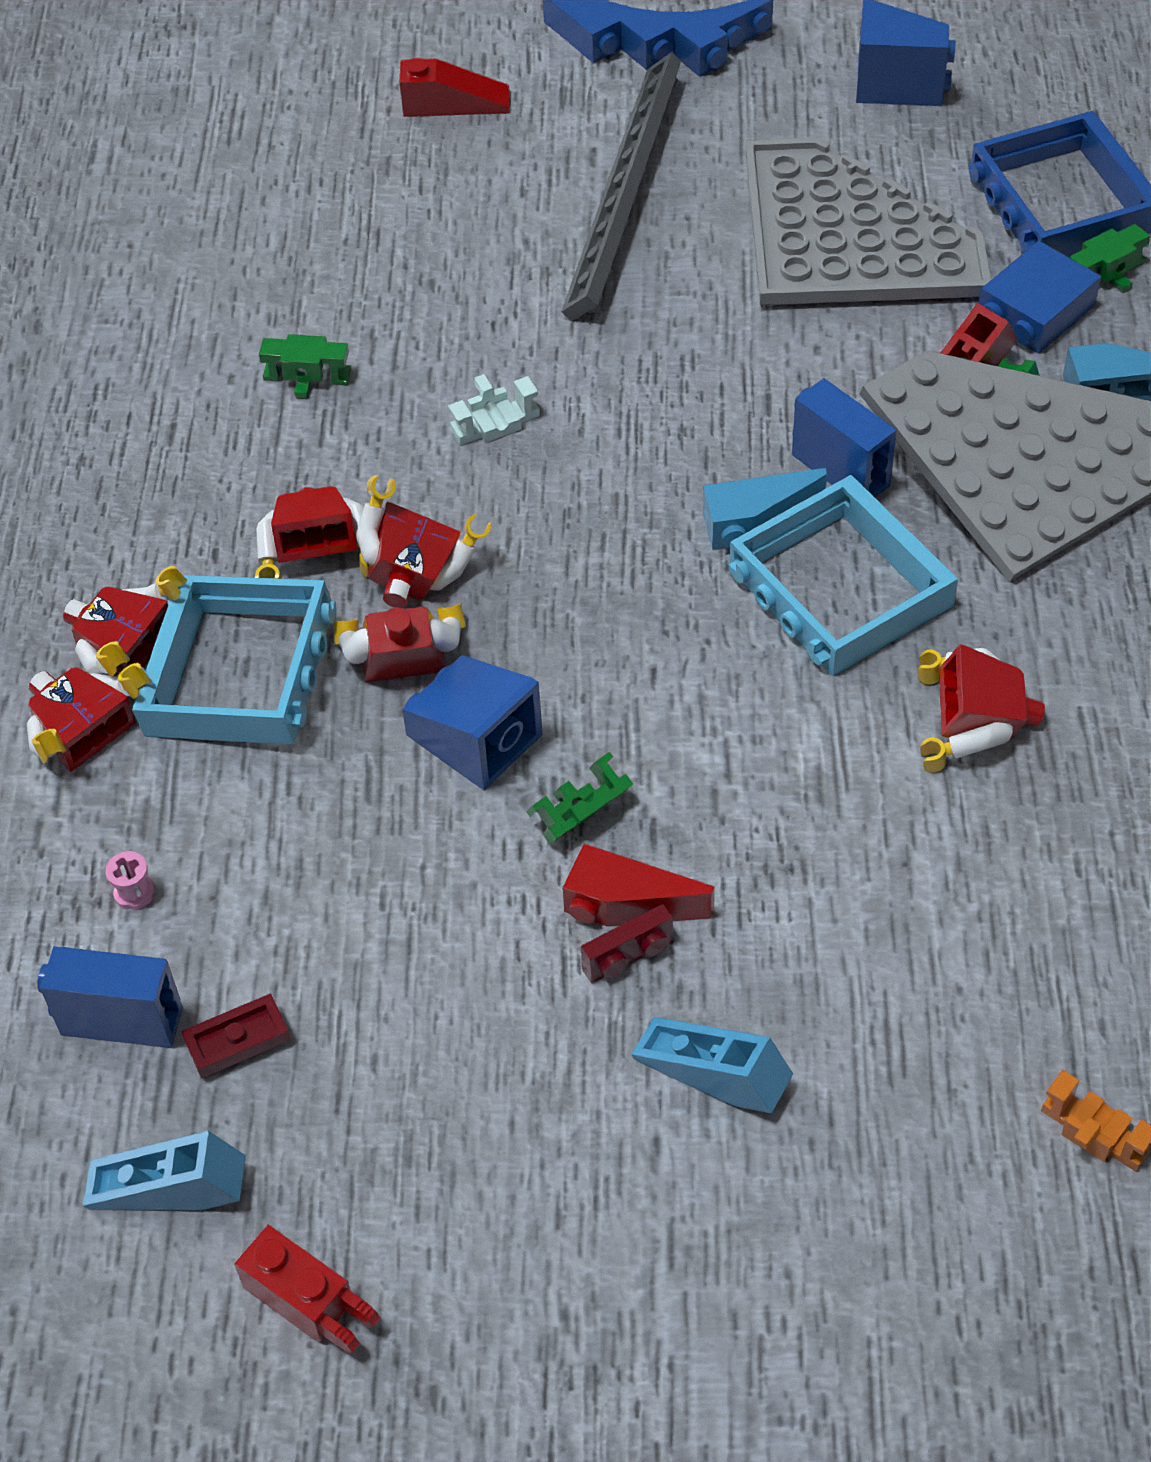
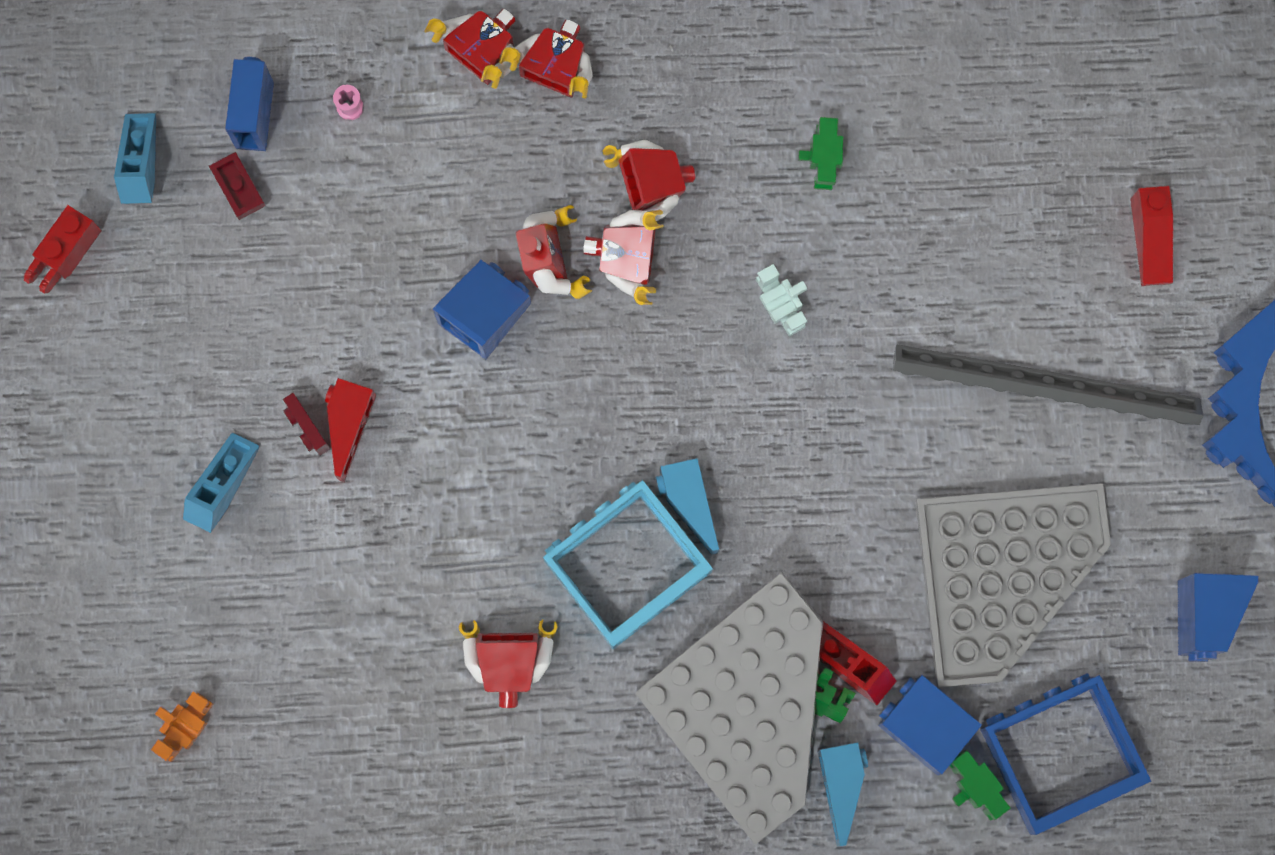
camera: 80 degrees right, 25 degrees up
(234, 596) = (536, 99): medium azure window -> none
(566, 817) = (409, 387): green piece -> none
(842, 437) = (746, 561): blue brick -> none

